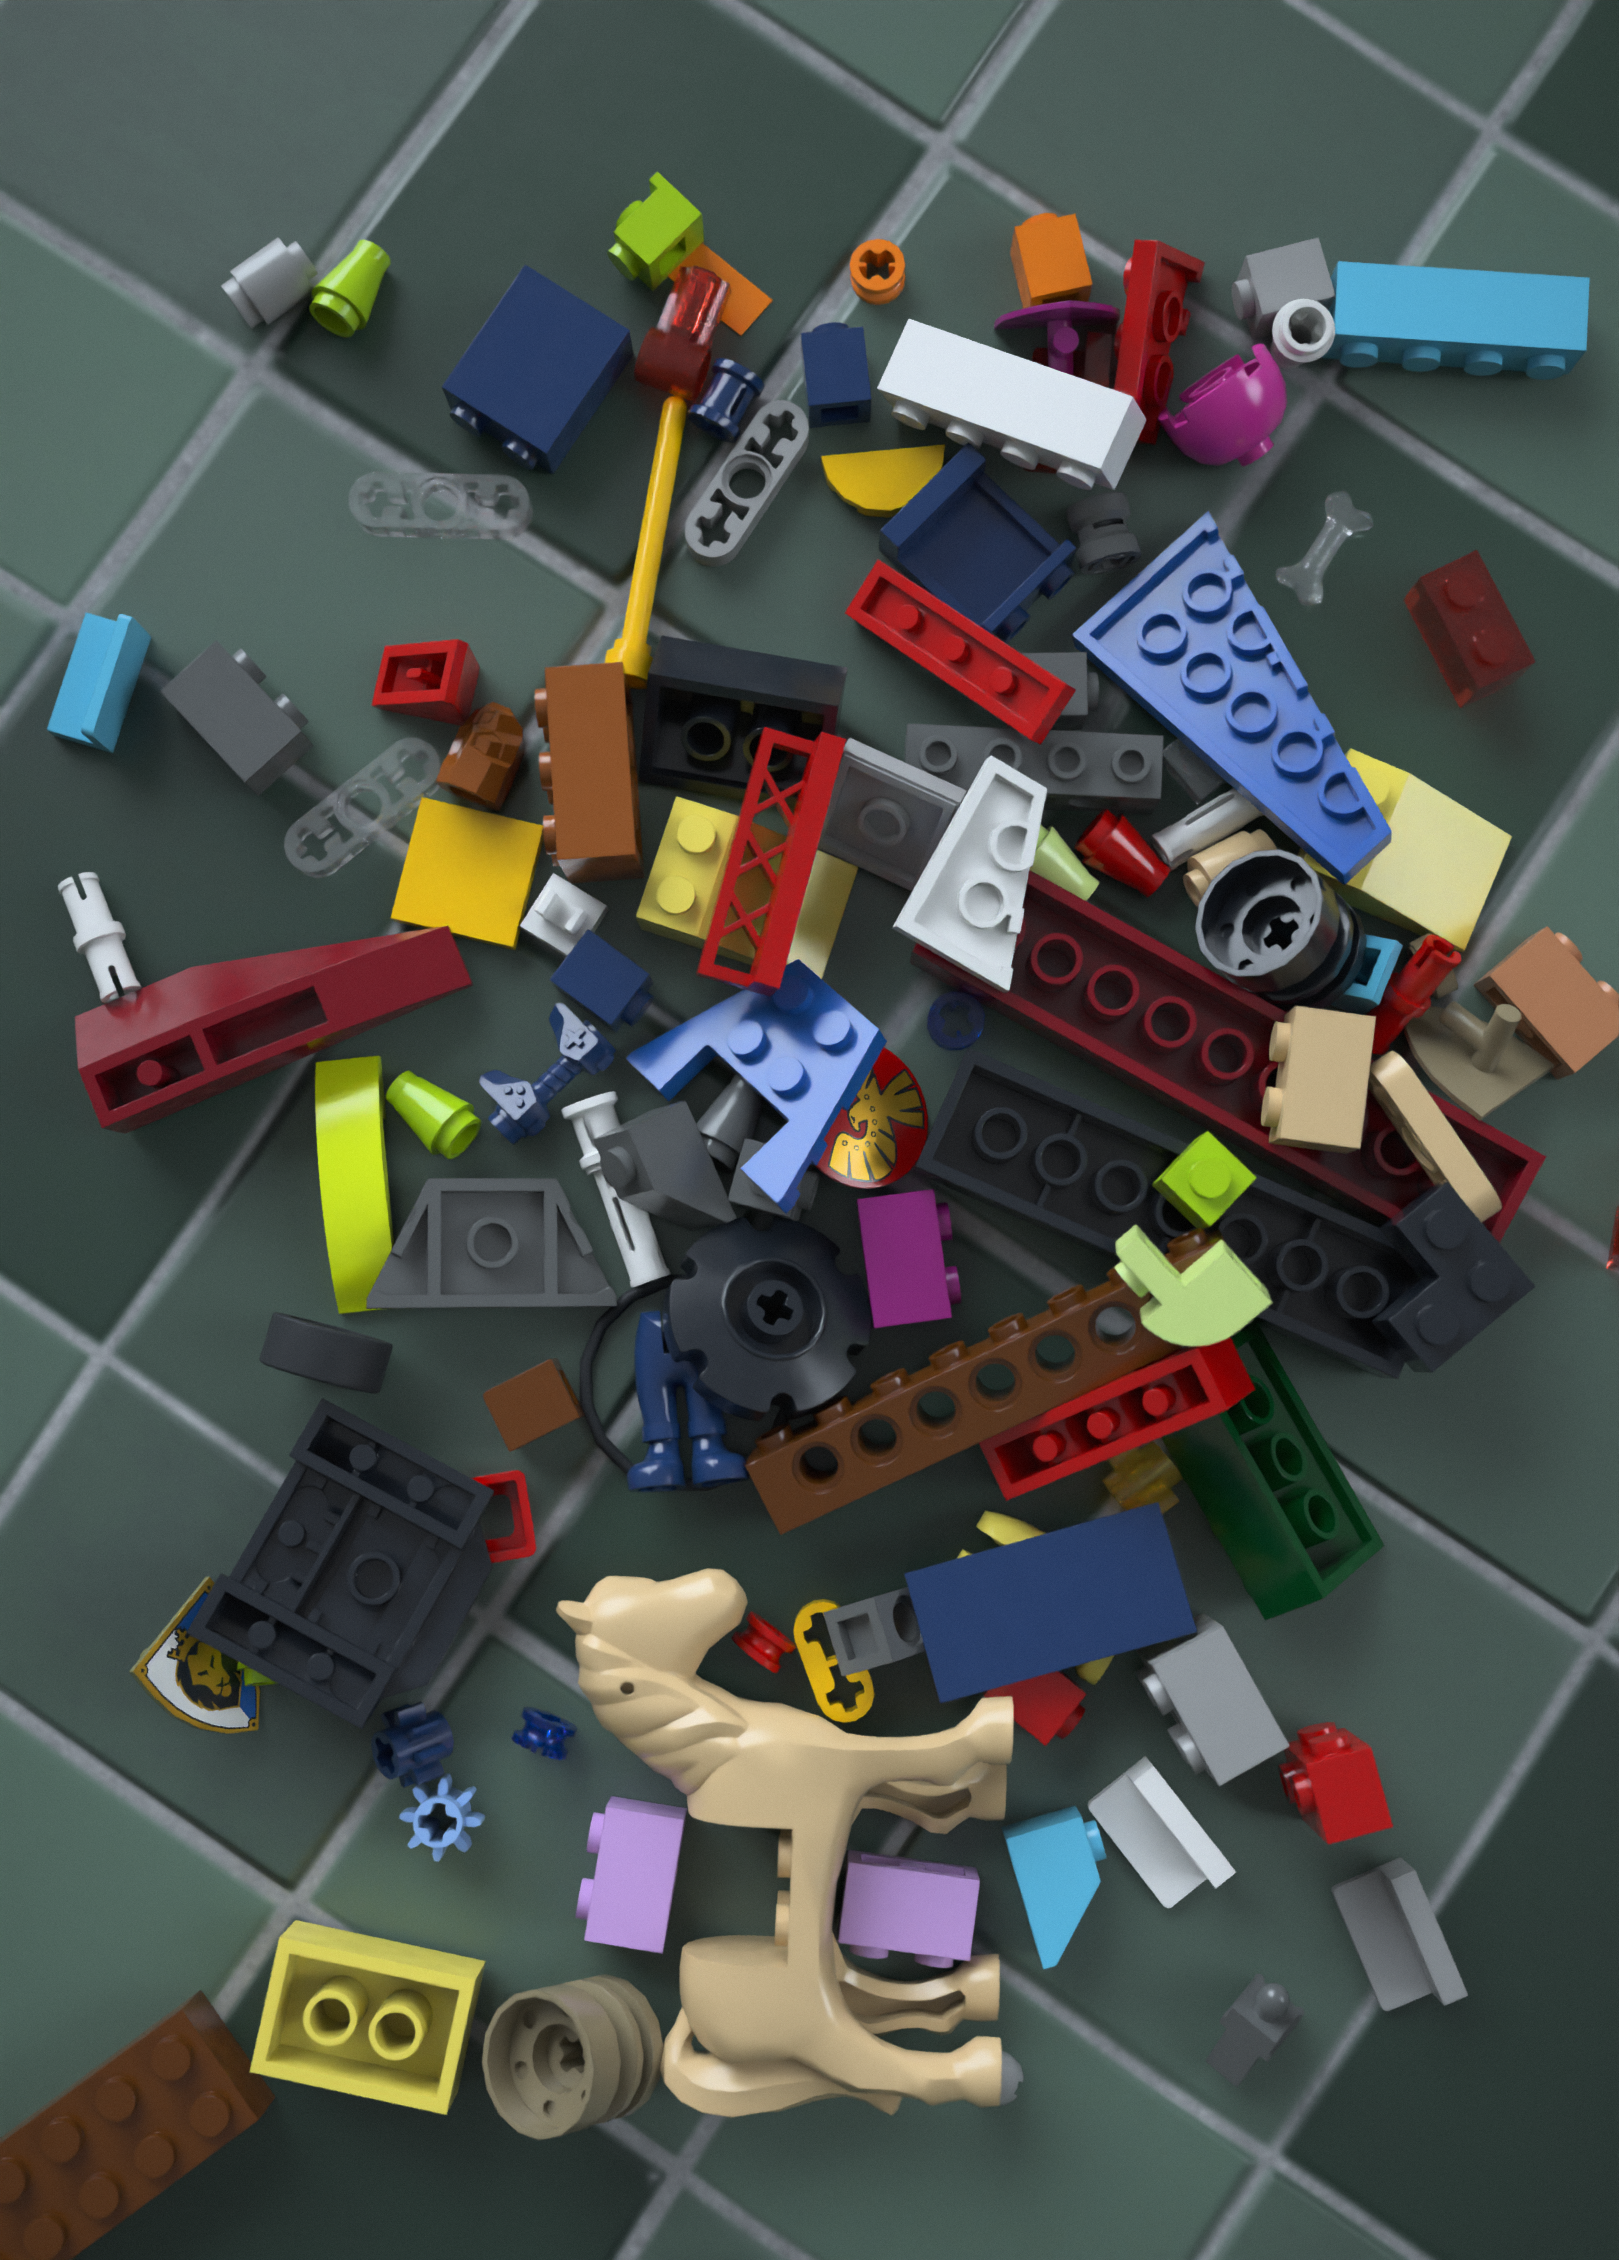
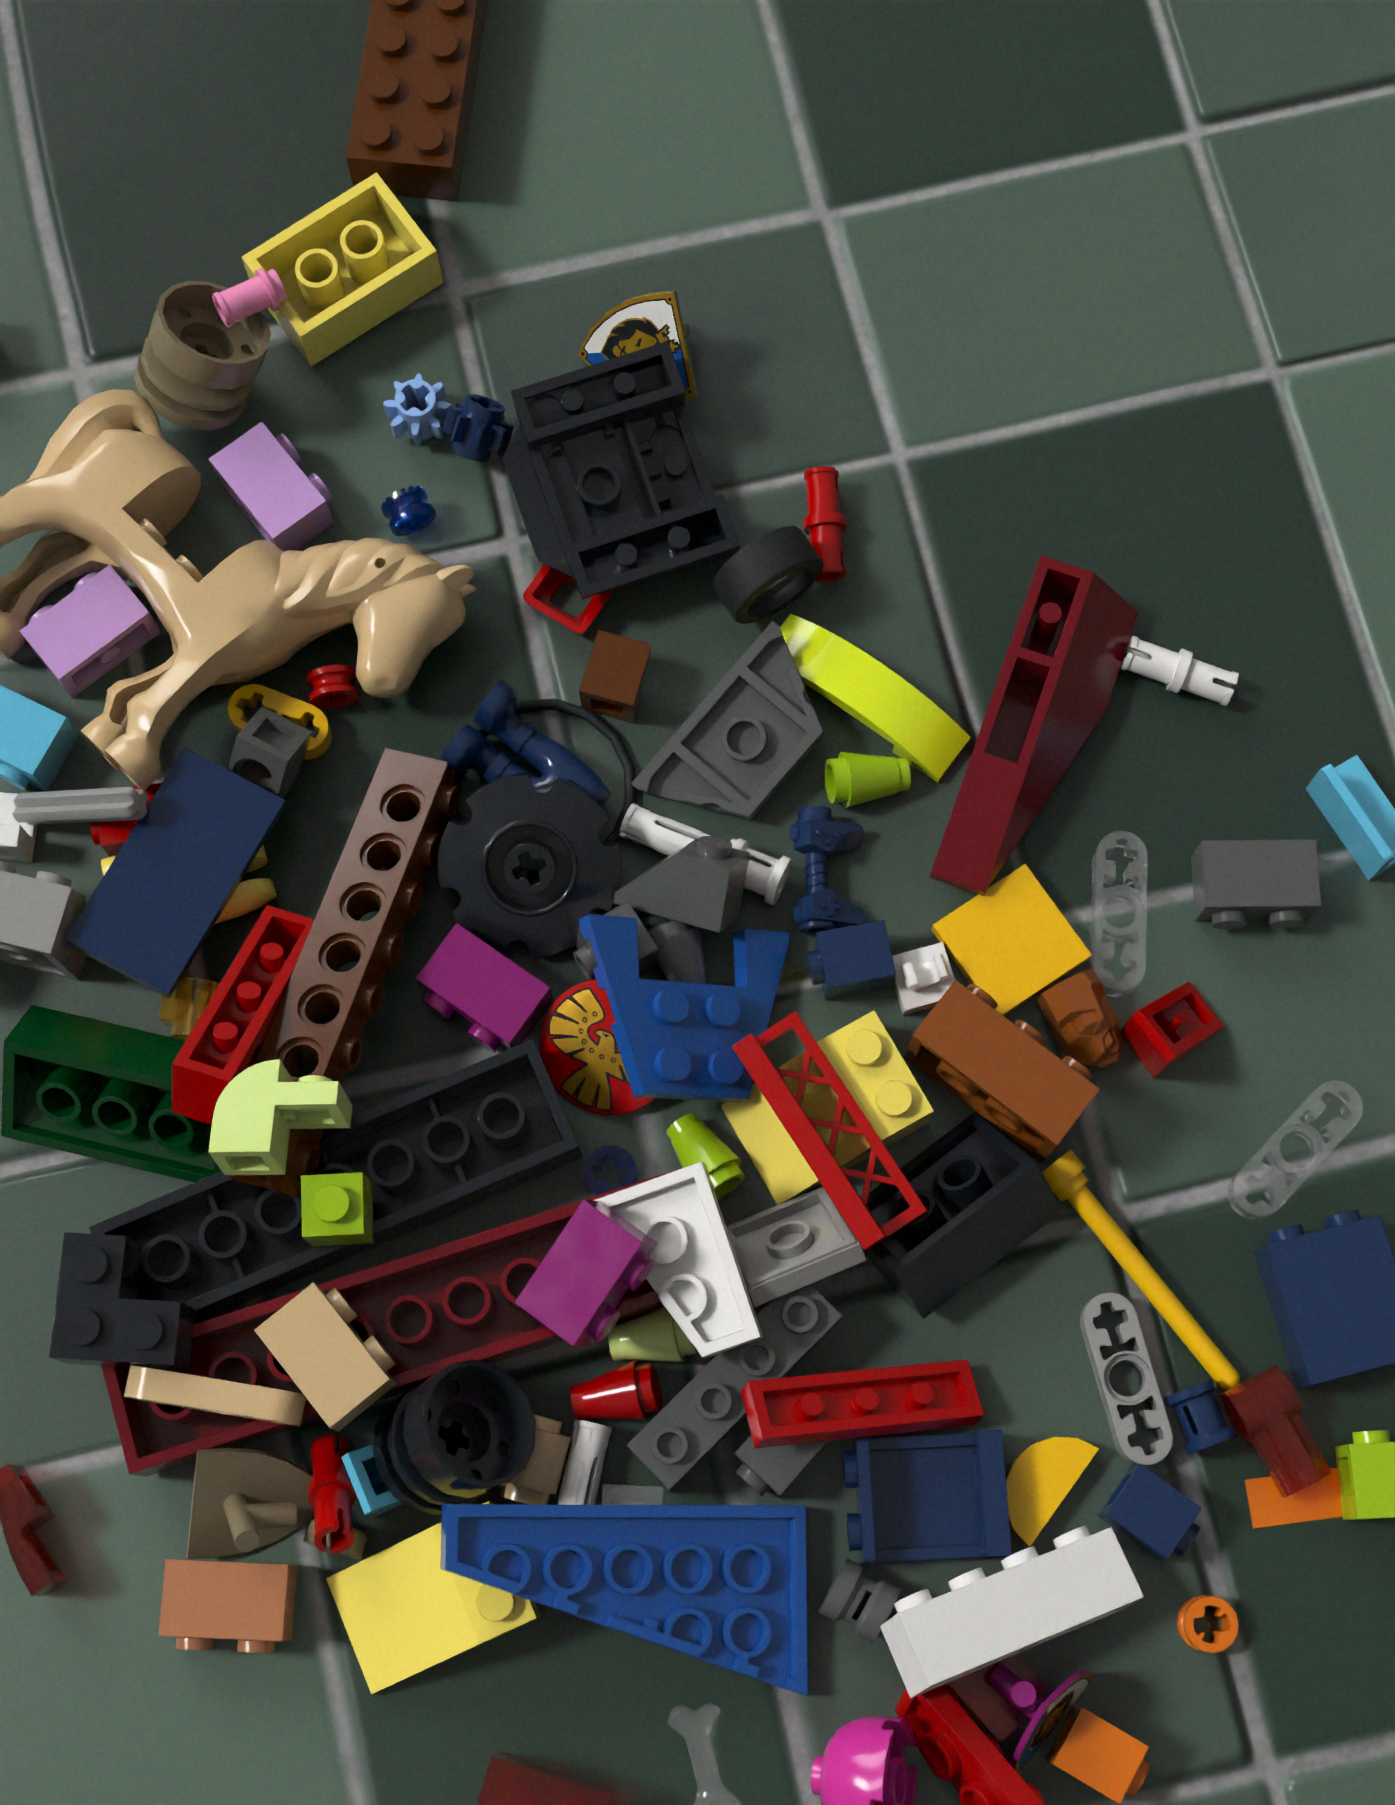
camera: 130 degrees right, 10 degrees down
(224, 1359) = (825, 521): none -> red pin
(482, 2058) = (250, 297): none -> bright pink pin
(874, 957) = (697, 1144): none -> lime cone
(1068, 931) = (588, 1274): none -> magenta brick
(1070, 1743) = (80, 805): none -> light grey axle

